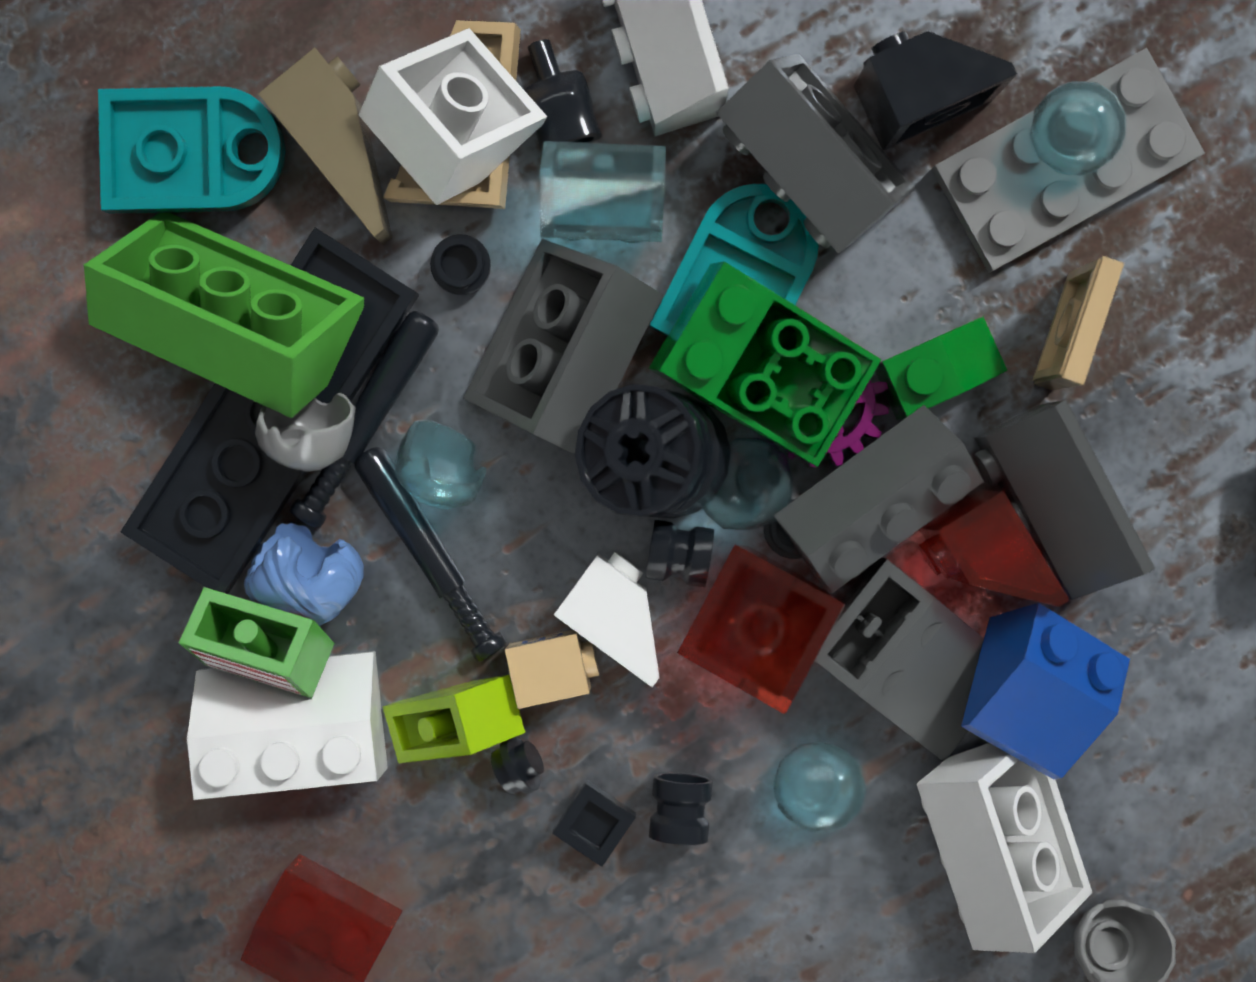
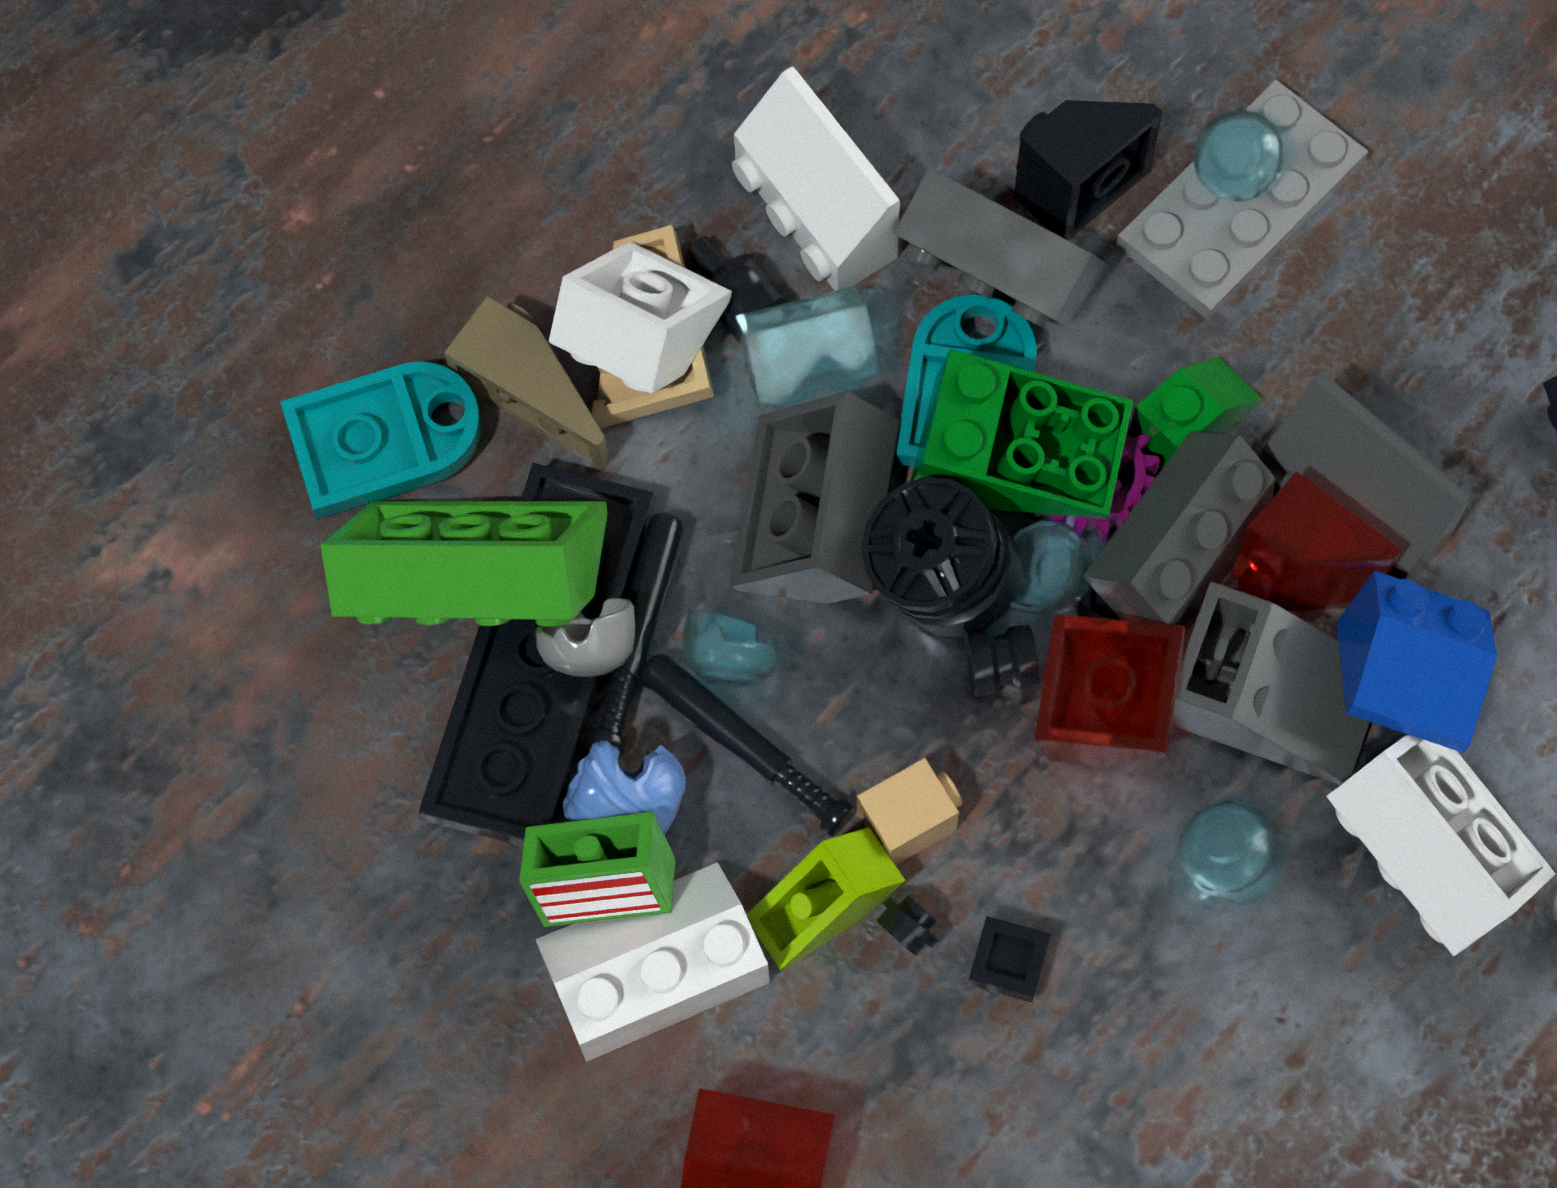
camera: 15 degrees left, 20 degrees down
(460, 264) = (687, 460): black plate -> none
(614, 614) = (959, 737): white slope -> none
(680, 808) = (1094, 912): black wheel -> none
(1077, 324) = (1308, 318): tan tile -> none

